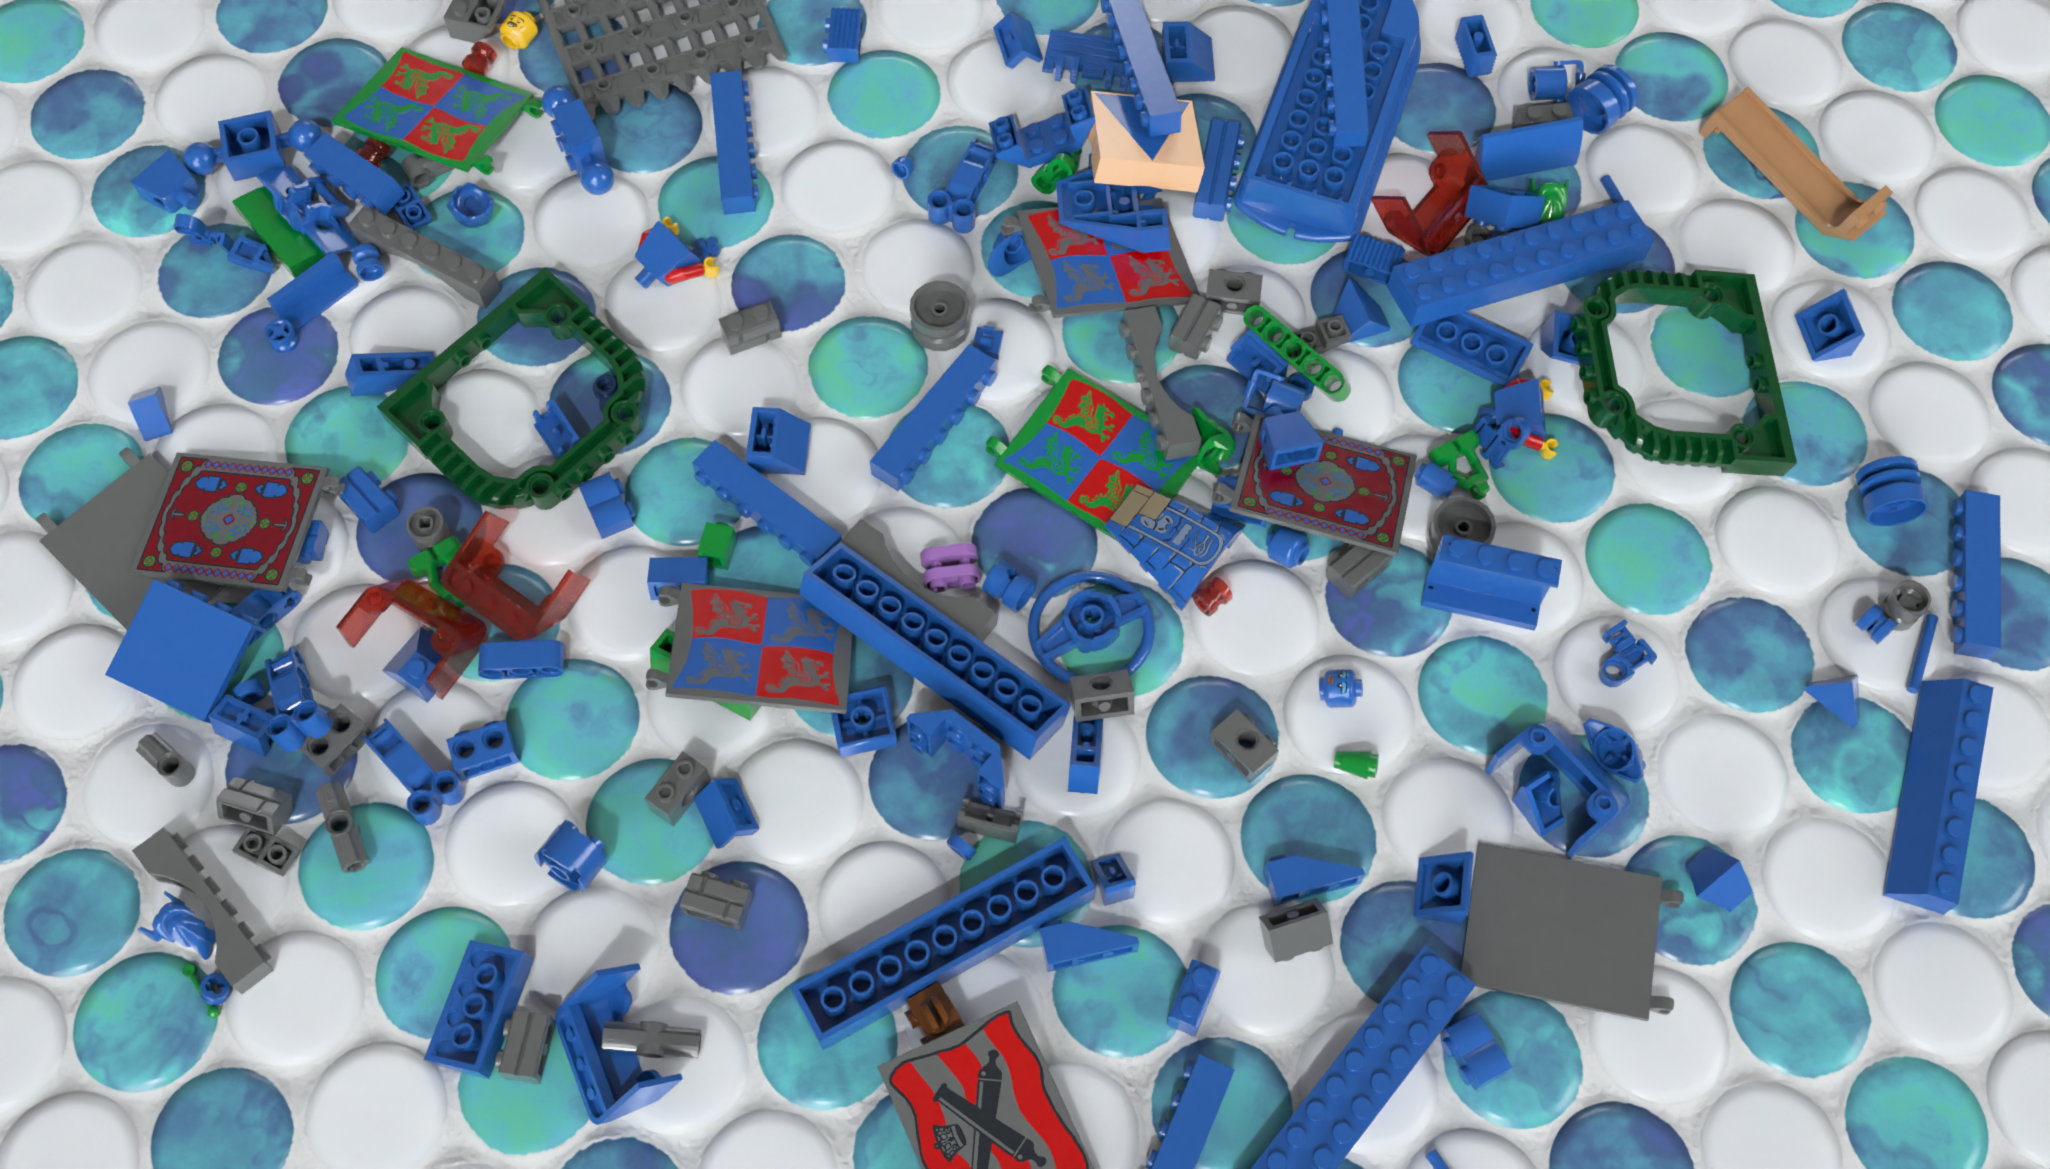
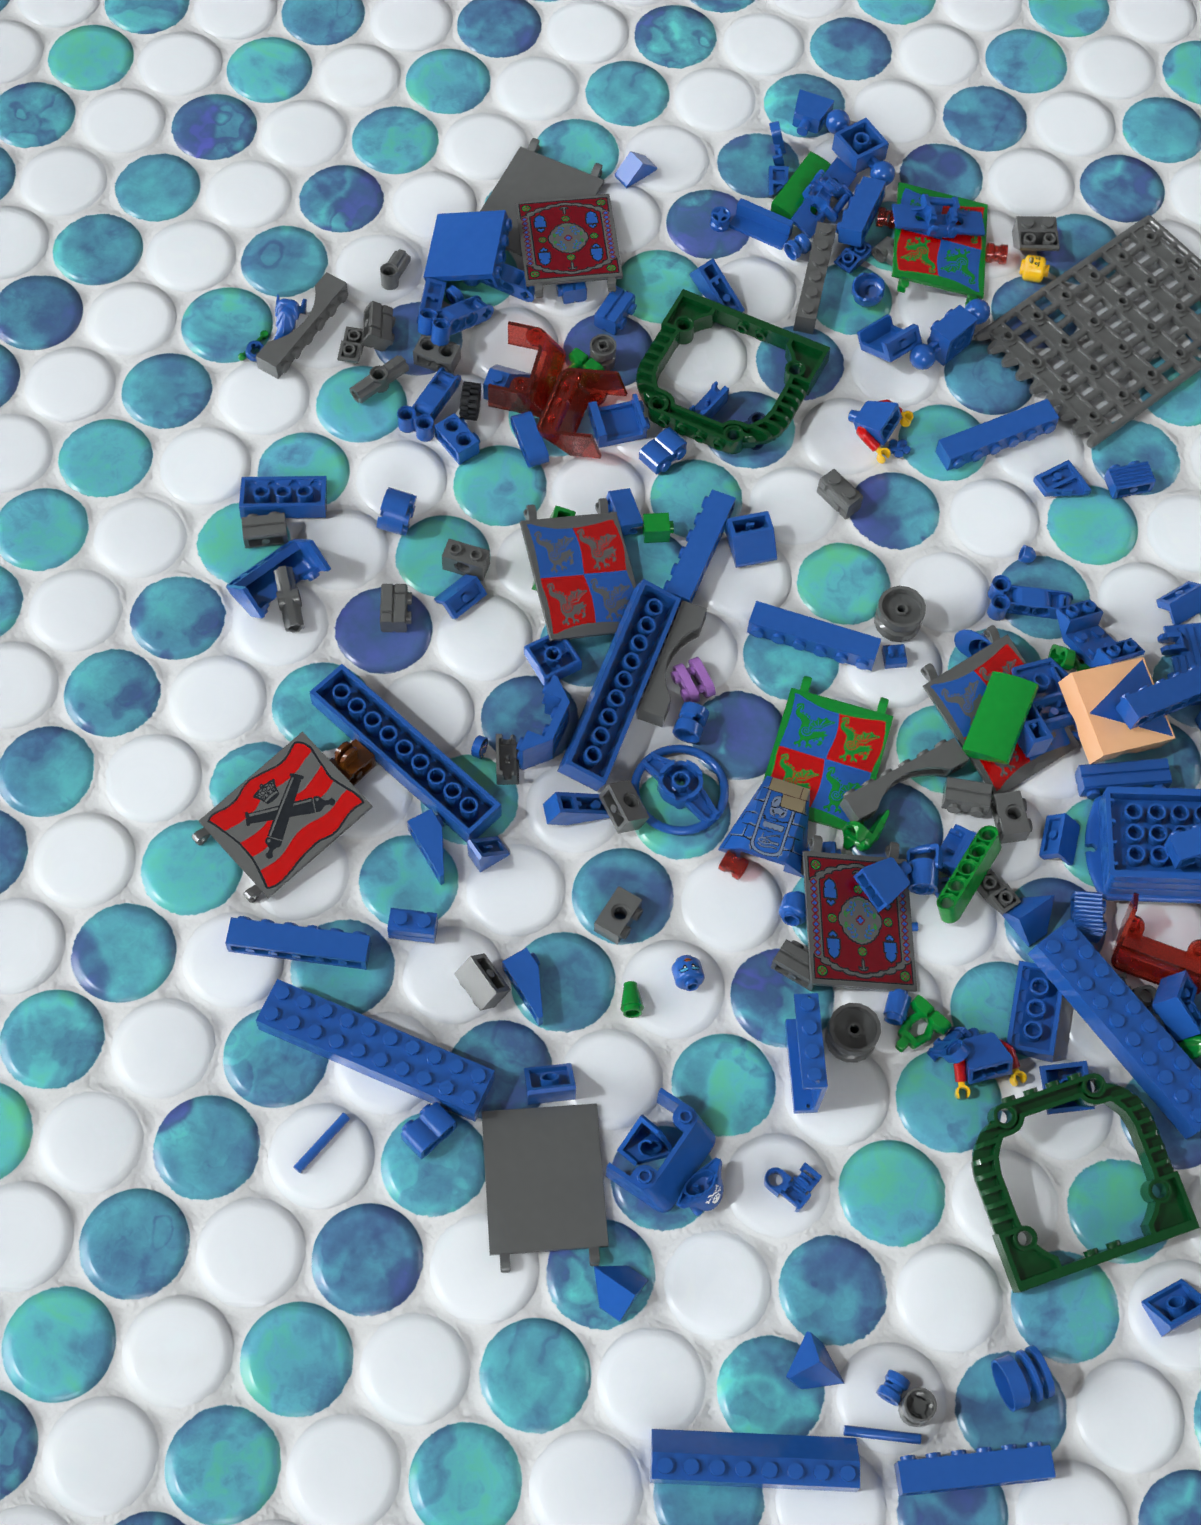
camera: 70 degrees right, 0 degrees up
(420, 91) = (938, 224): none -> blue piece
(435, 714) = (470, 400): none -> black tyre
(539, 544) = (618, 422): none -> blue panel
(557, 205) = (887, 340): none -> blue panel
(820, 100) = (1062, 481): none -> blue wing
(1123, 251) = (1000, 718): none -> green slope
(1271, 256) = (1060, 838): none -> blue panel

